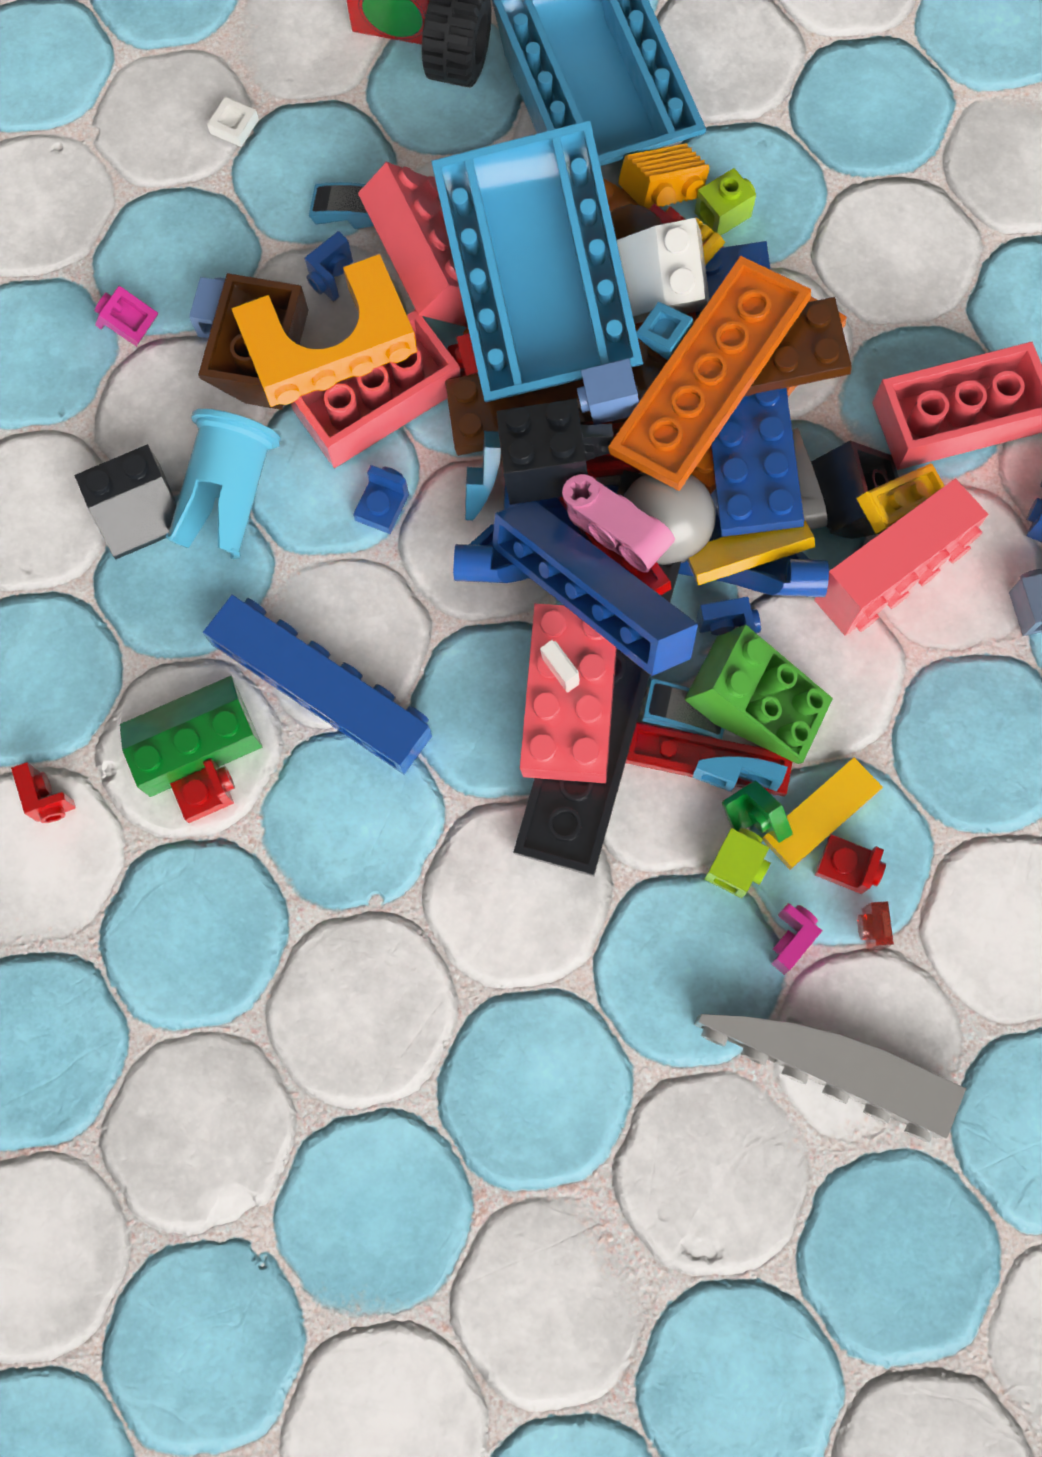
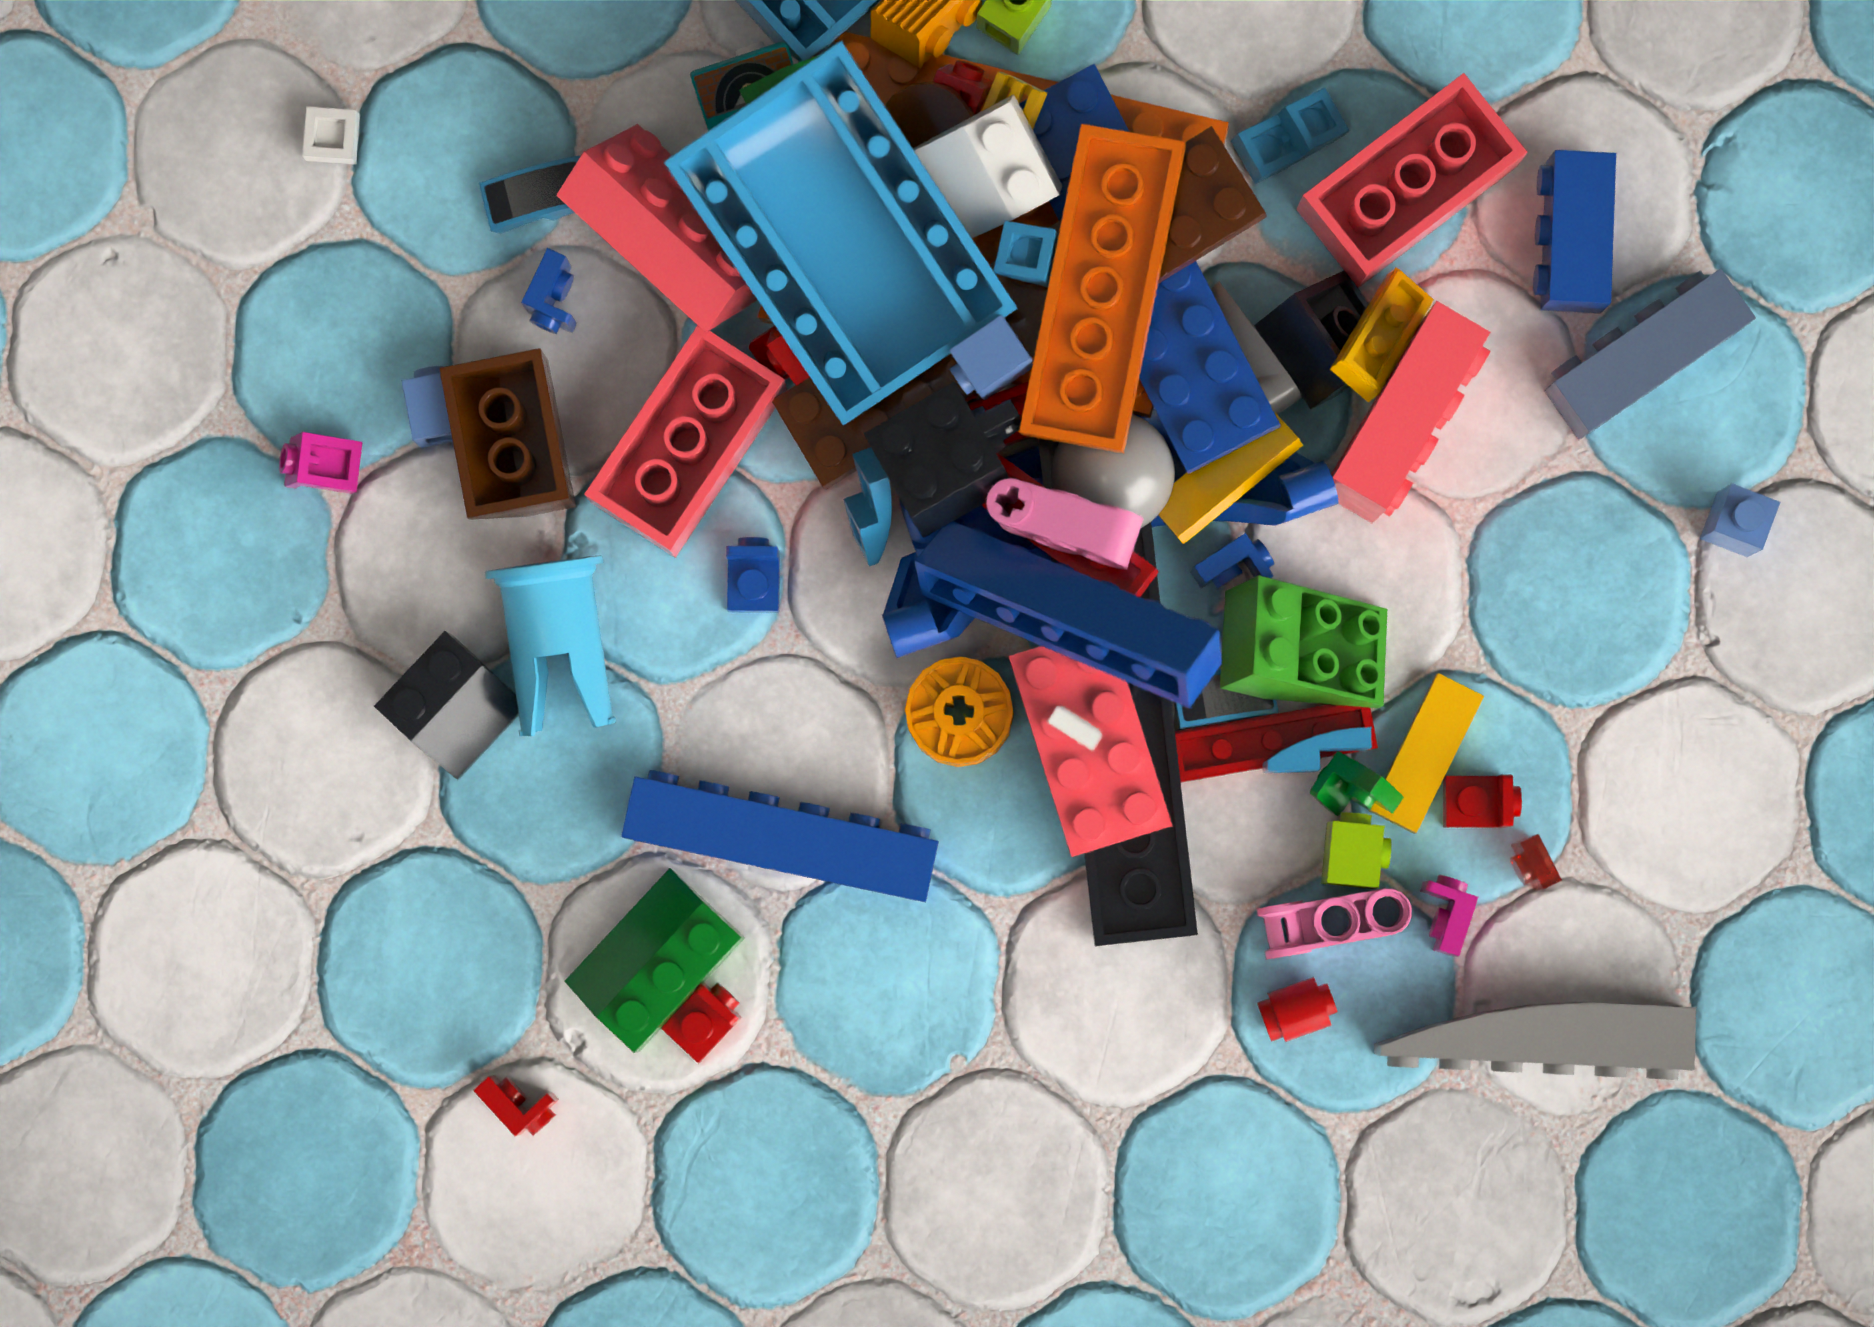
camera: 25 degrees left, 10 degrees up
(293, 370) = (583, 475): light orange arch -> none
(476, 625) = (982, 691): none -> light orange wheel
(647, 963) = (1297, 1010): none -> red brick
(679, 900) = (1305, 927): none -> bright pink piece
(893, 353) = (1290, 135): none -> dark azure slope

